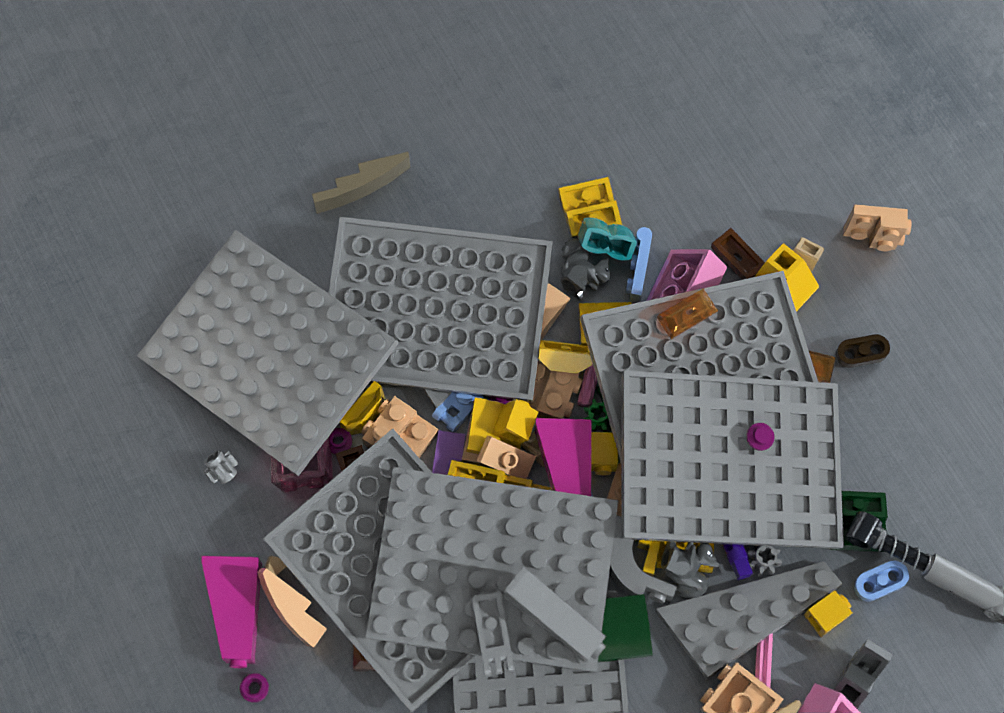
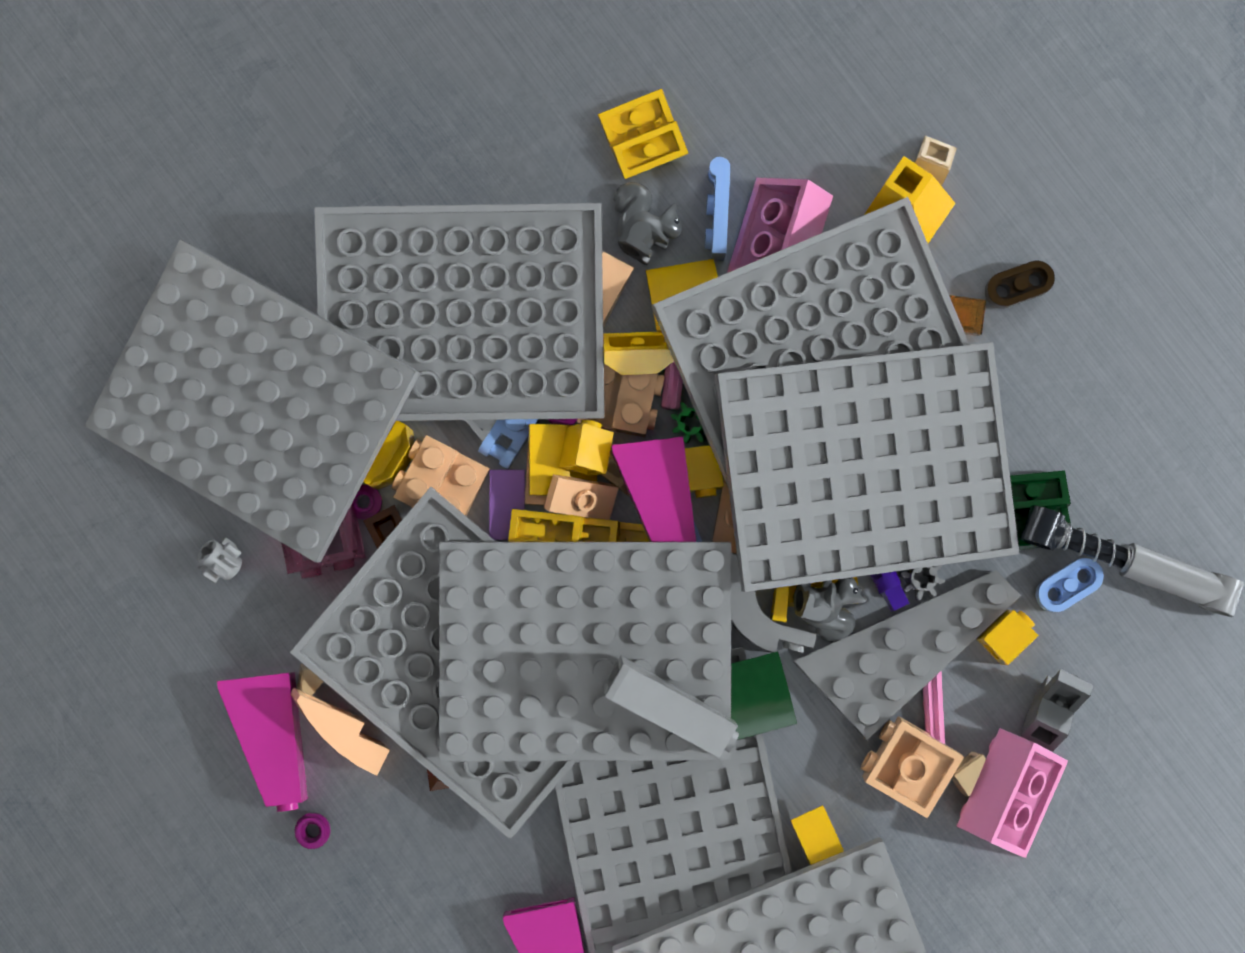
camera: 10 degrees left, 15 degrees up
(371, 177) = (347, 134): dark tan slope -> none
(492, 632) = (595, 736): light grey hinge -> none
(610, 239) = (674, 179): teal brick -> none
(675, 319) = (777, 292): clear orange piece -> none
(732, 245) = (836, 160): reddish brown piece -> none
(760, 436) = (902, 433): magenta plate -> none
(882, 225) = (1031, 111): light nougat plate -> none

